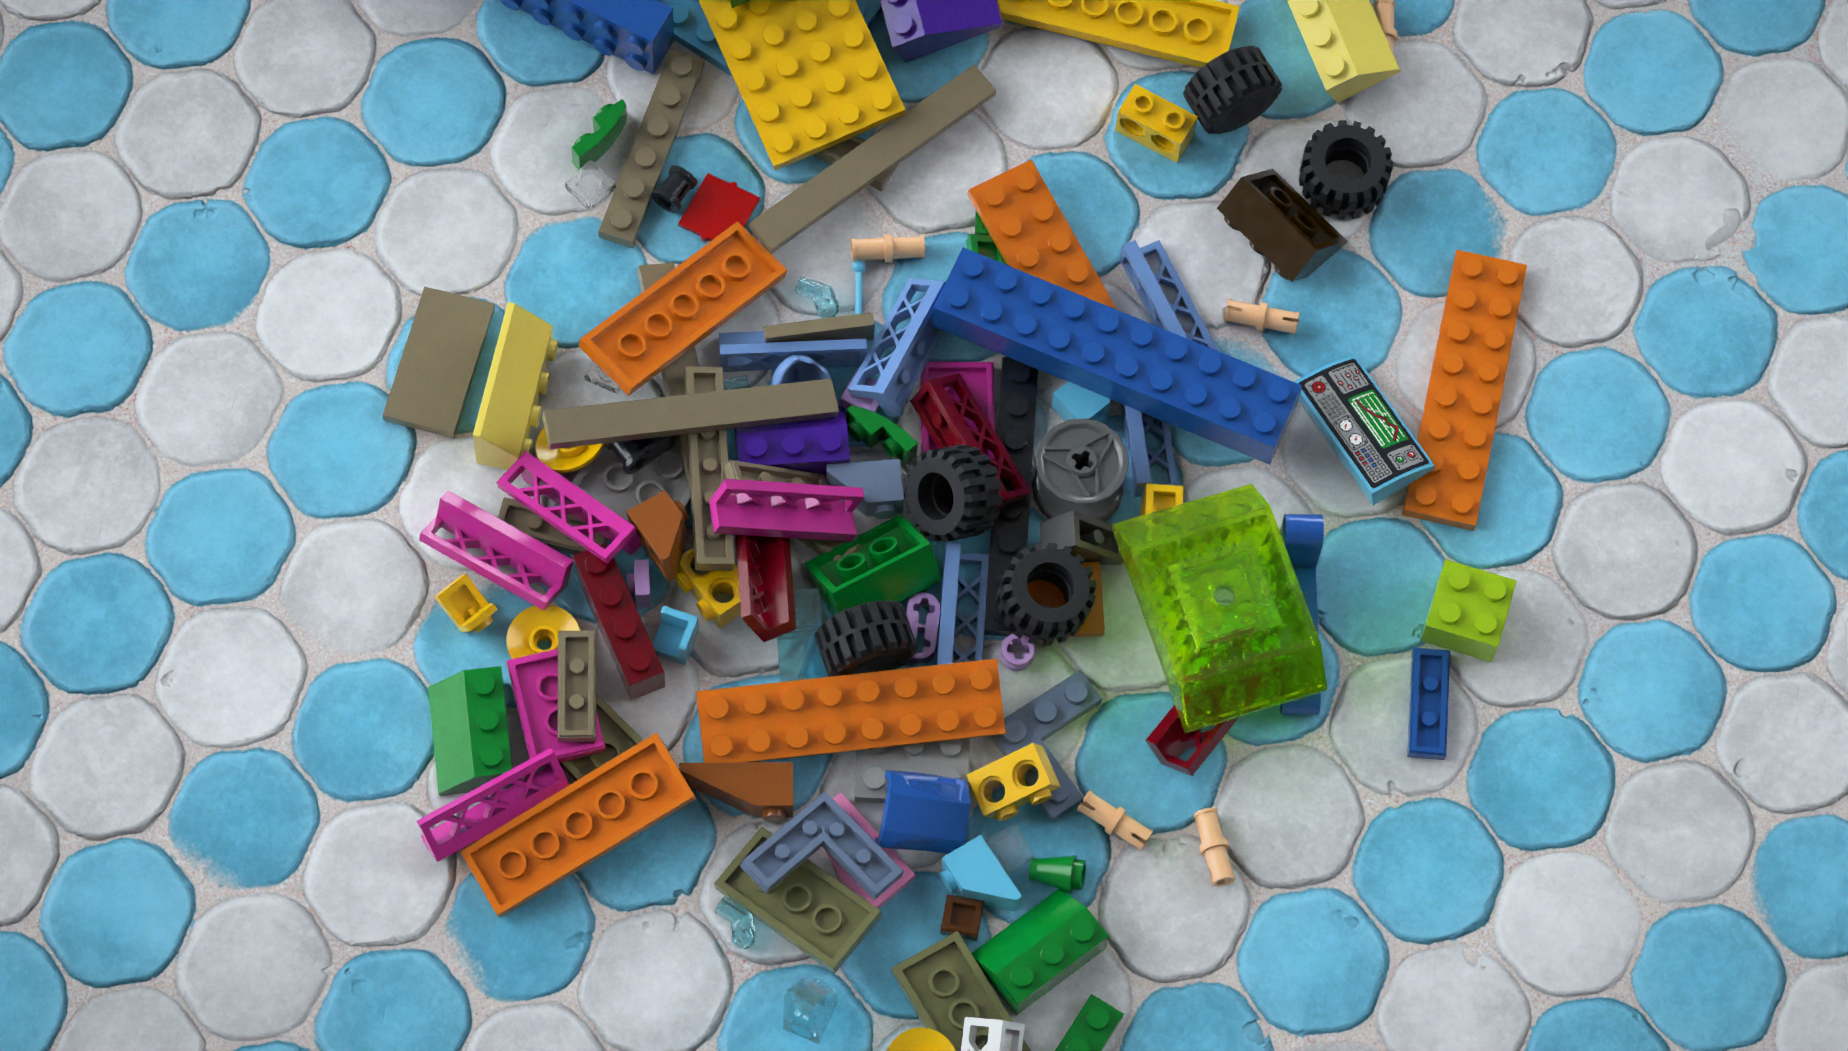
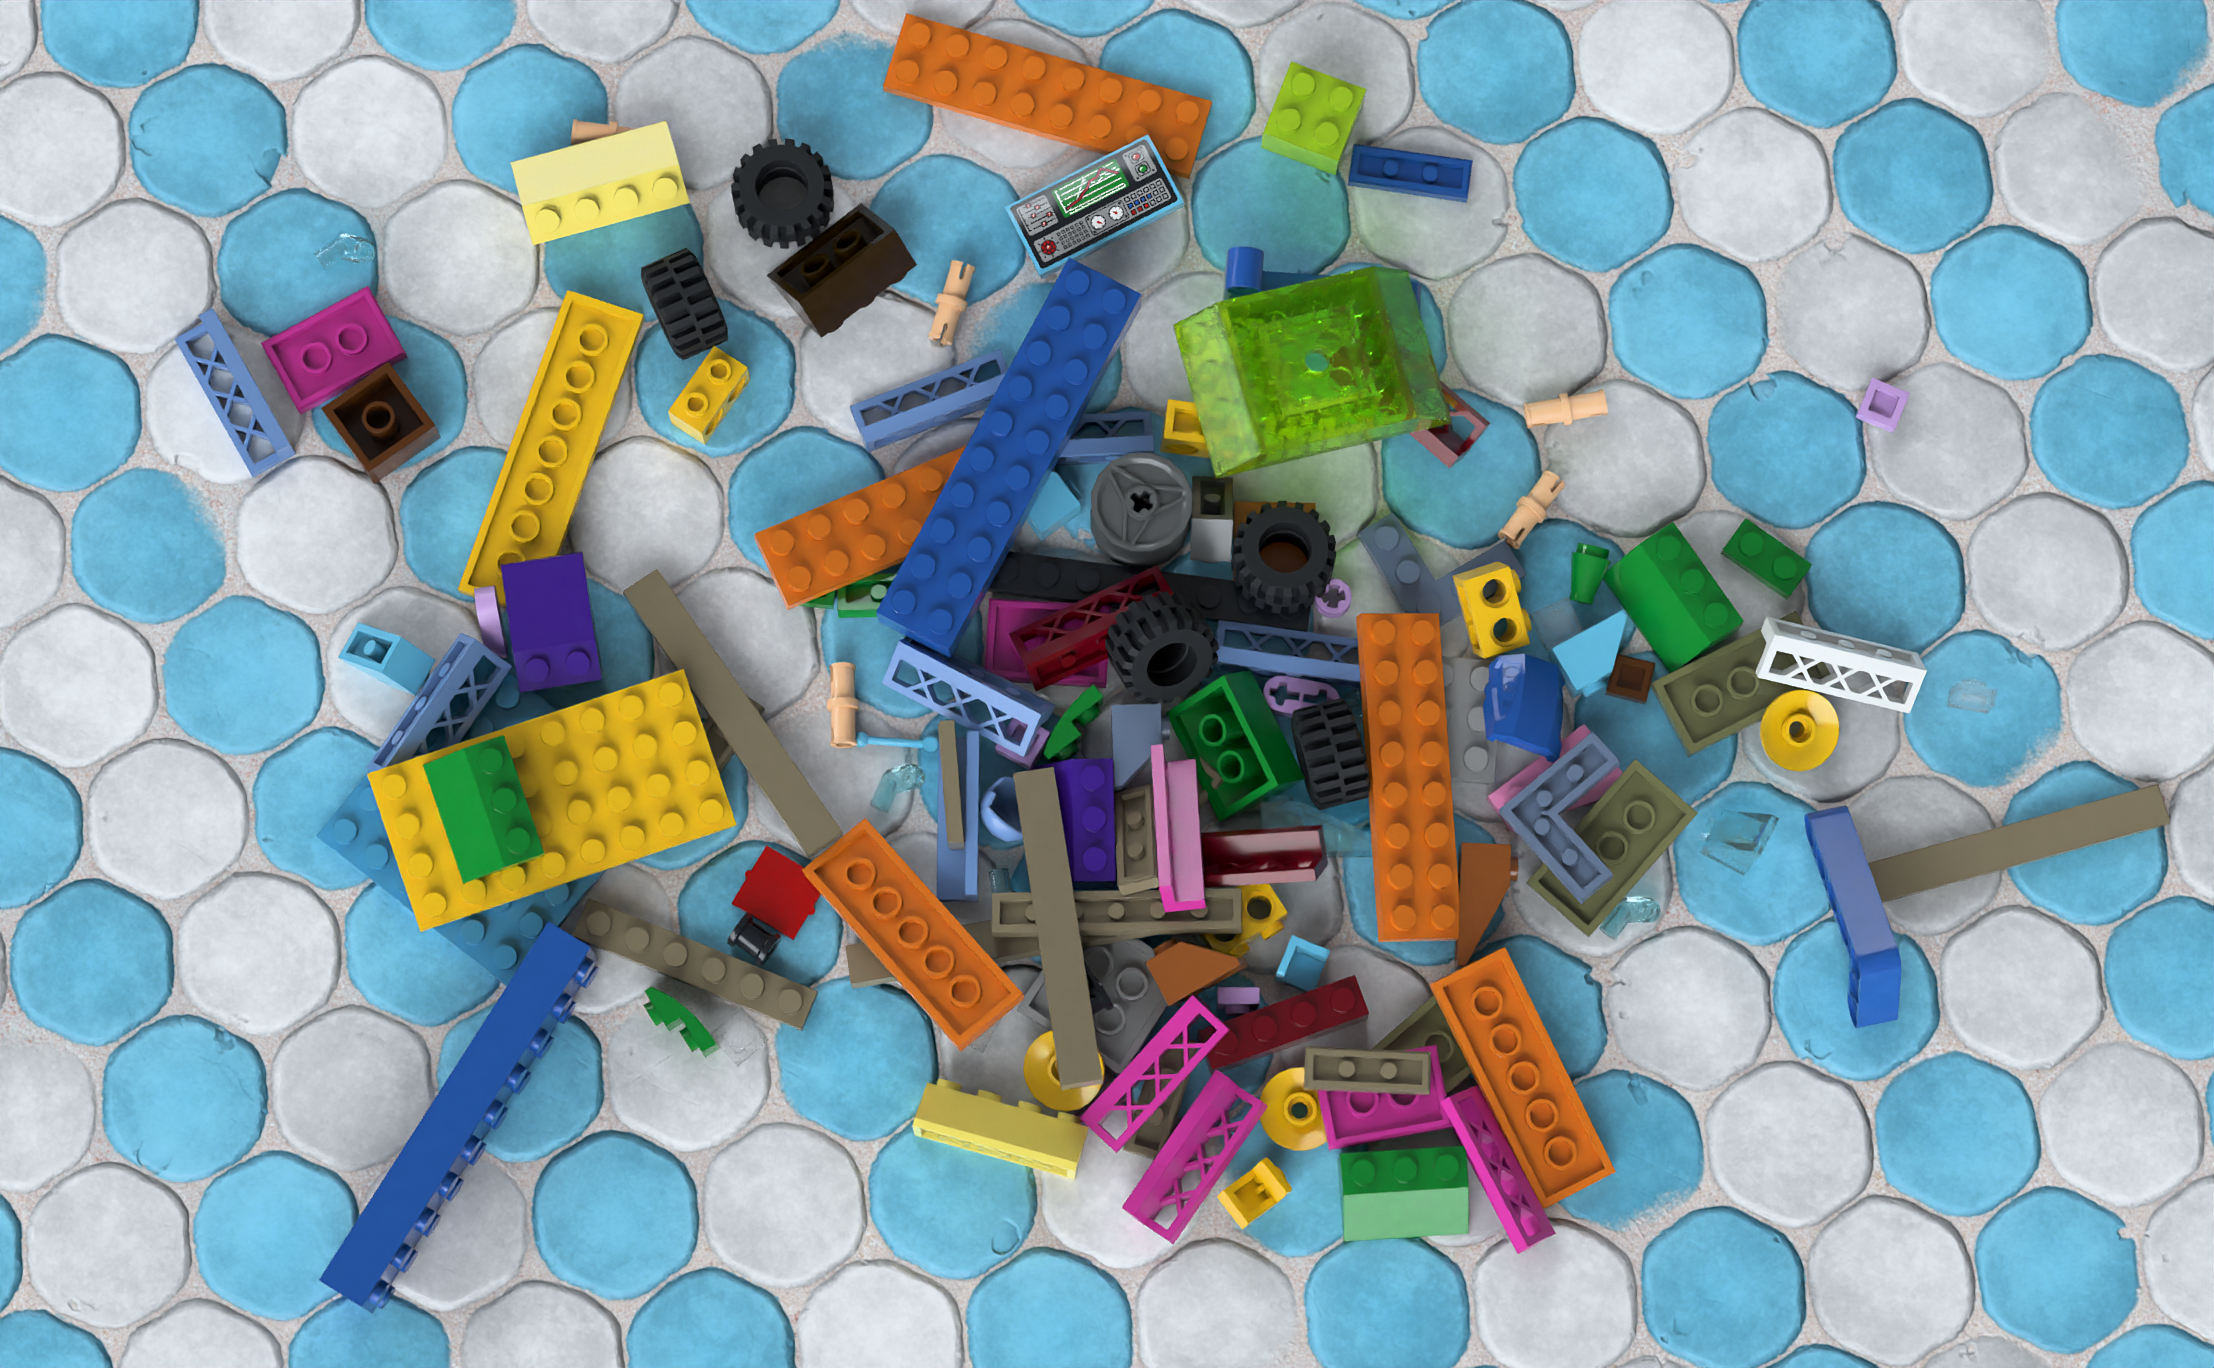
camera: 85 degrees left, 10 degrees up
(439, 362) = (950, 1217): dark tan tile -> none

